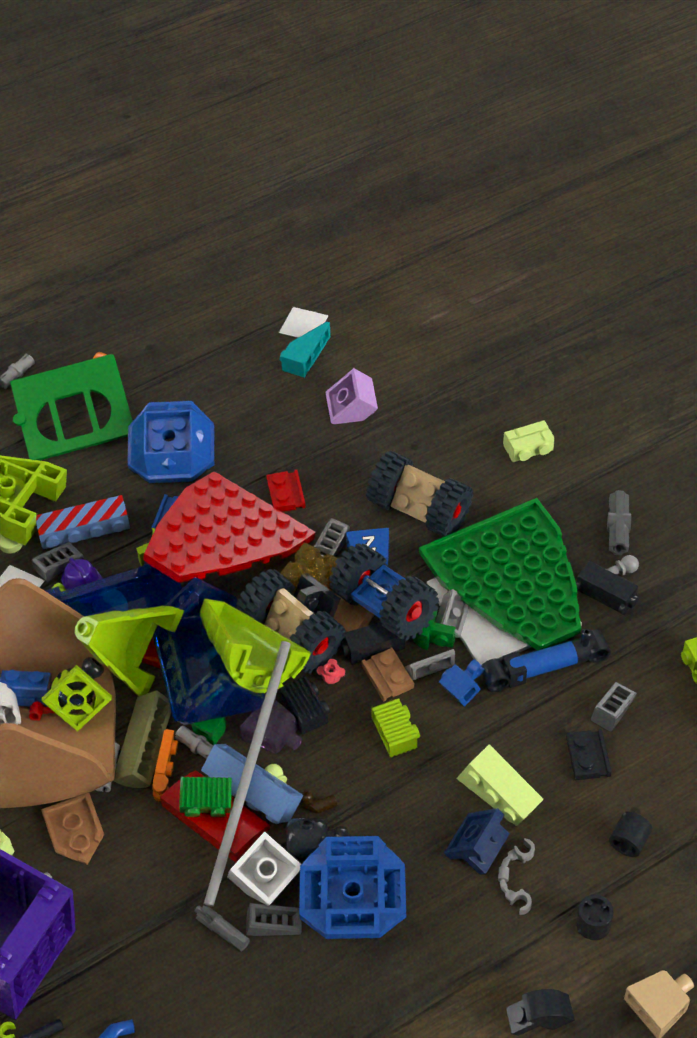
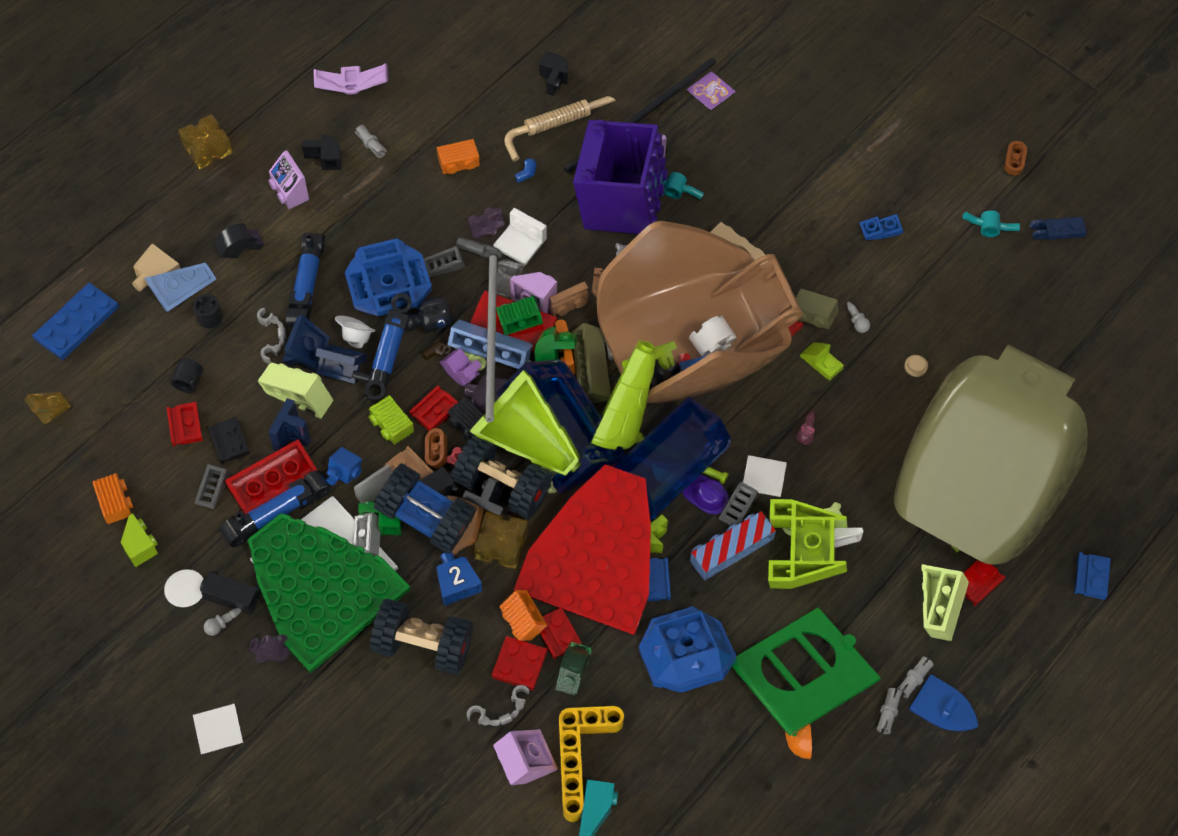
camera: 160 degrees right, 10 degrees up
(137, 817) = (568, 300): none -> medium nougat plate
(164, 924) = (521, 237): none -> white bracket
(174, 829) = (536, 285): none -> lavender slope
(177, 754) = (550, 342): none -> green brick
(187, 963) = (486, 223): none -> clear purple hips
(195, 882) = (506, 271): none -> clear slope
(264, 870) = (459, 284): white slope -> none
(279, 452) = (572, 668): none -> clear green brick
(294, 764) = (460, 367): none -> medium lavender brick
(302, 411) = (573, 753): none -> yellow beam
(314, 502) = (522, 615): none -> orange brick
(331, 475) = (519, 663): none -> red plate
(335, 530) = (494, 598): dark grey slope -> none
(341, 730) = (433, 408): none -> red plate
(342, 443) = (504, 718): none -> light grey piece
(352, 686) = (436, 450): none -> dark orange plate
(359, 810) = (387, 349): none -> piece
(411, 845) = (354, 331): none -> white piece
(436, 808) = (339, 362): none -> dark blue bracket
(469, 910) = (301, 297): none -> piece
(515, 732) = (289, 427): none -> dark blue bracket
(528, 441) = (329, 745): yellowish green brick -> none
(544, 698) = (270, 476): none -> red slope
(571, 524) = (269, 648): none -> clear purple hips
(619, 522) = (226, 670): dark grey piece -> none
(626, 965) = (178, 285): none -> medium blue wing
(636, 483) = (217, 728): none -> white sticker
(639, 781) = (184, 424): none -> red plate
(655, 613) = (183, 588): none -> white sticker

